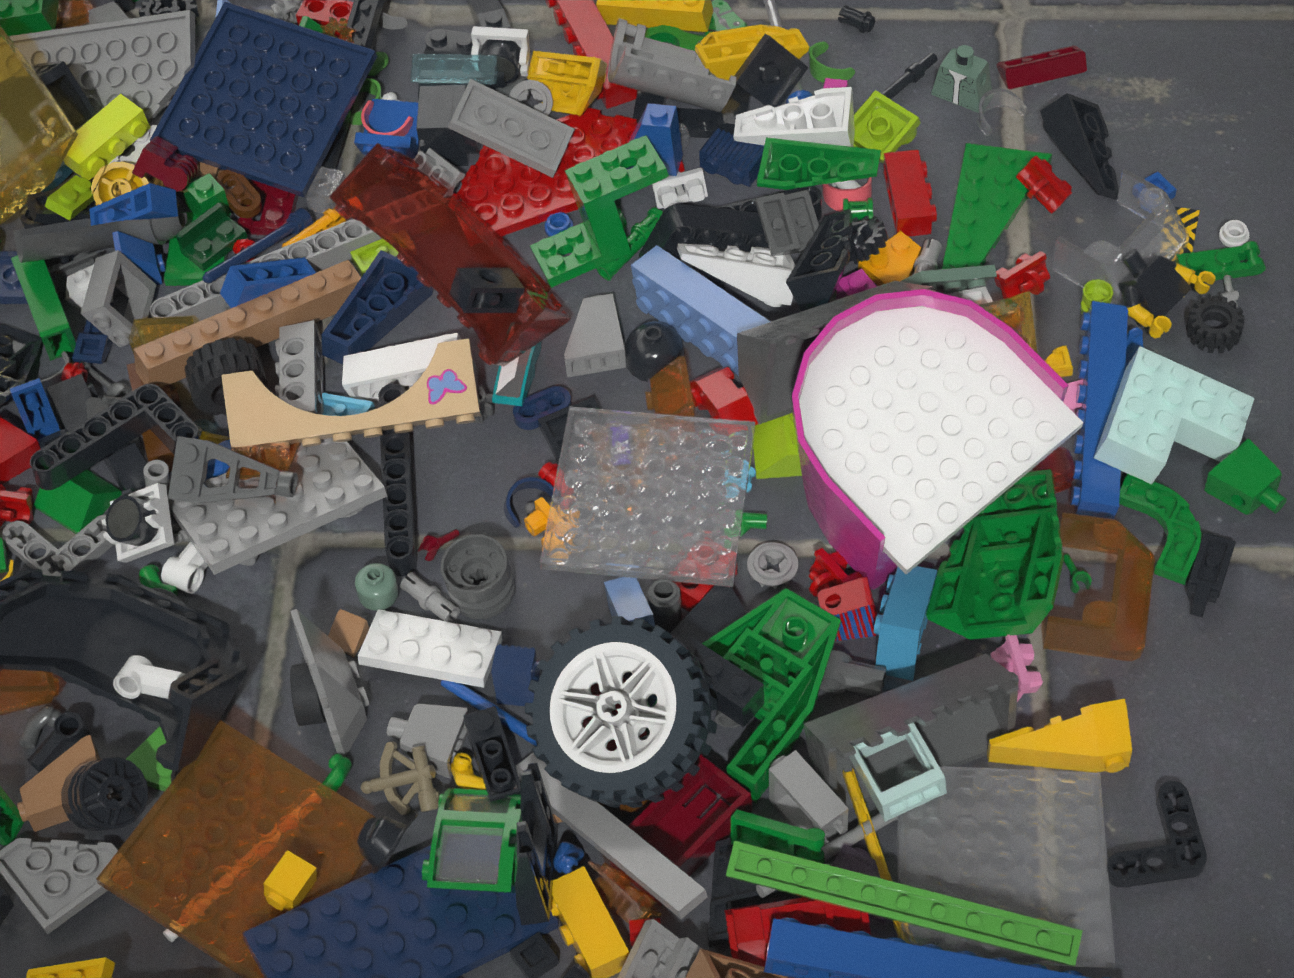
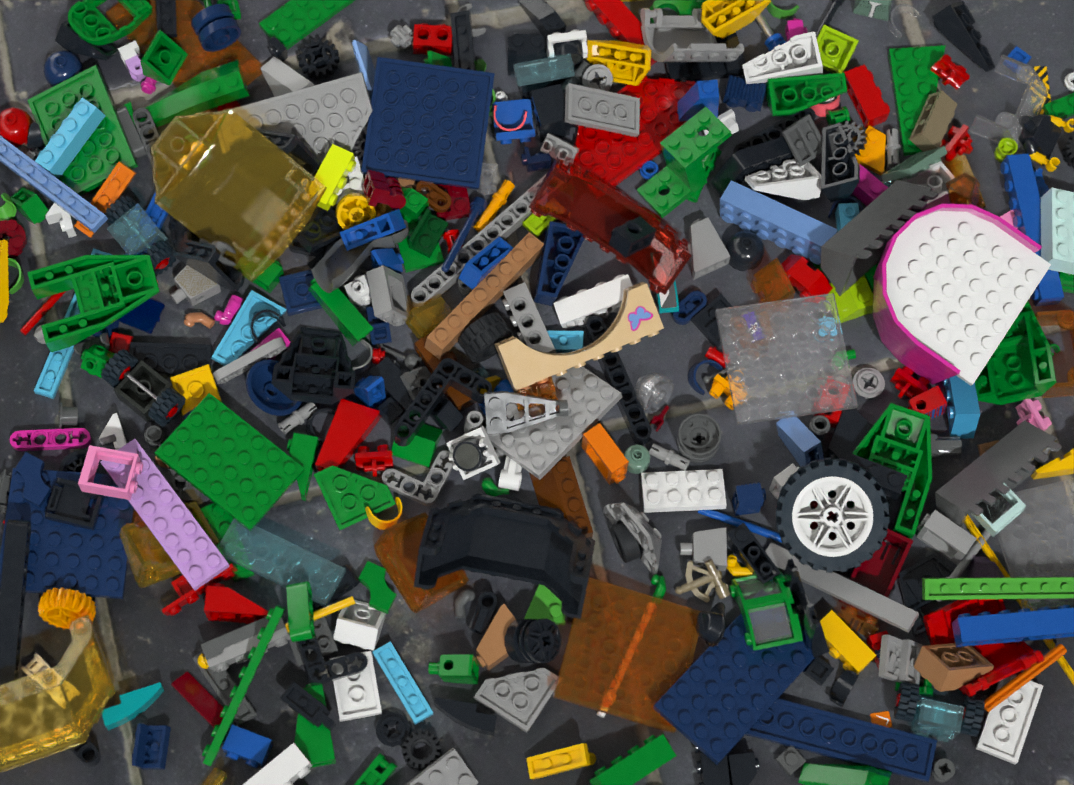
camera: 25 degrees left, 15 degrees up
(71, 198) = (324, 226): lime plate -> none
(142, 677) = (523, 560): white piece -> none
(249, 604) = (561, 491): none -> reddish brown slope
(289, 882) = (667, 666): yellow brick -> none
(329, 565) = (605, 454): none -> orange window
(345, 32) = (455, 58): clear orange gear -> none
(349, 631) = (628, 492): medium nougat slope -> none
(440, 502) = (653, 390): none -> clear cylinder
(567, 856) = (820, 610): blue arm -> none
(770, 72) = (752, 27): black plate -> none
(777, 836) = (939, 565): green plate -> none
(998, 237) = (933, 121): none -> dark tan brick
(1060, 361) = (994, 200): yellow tile -> none

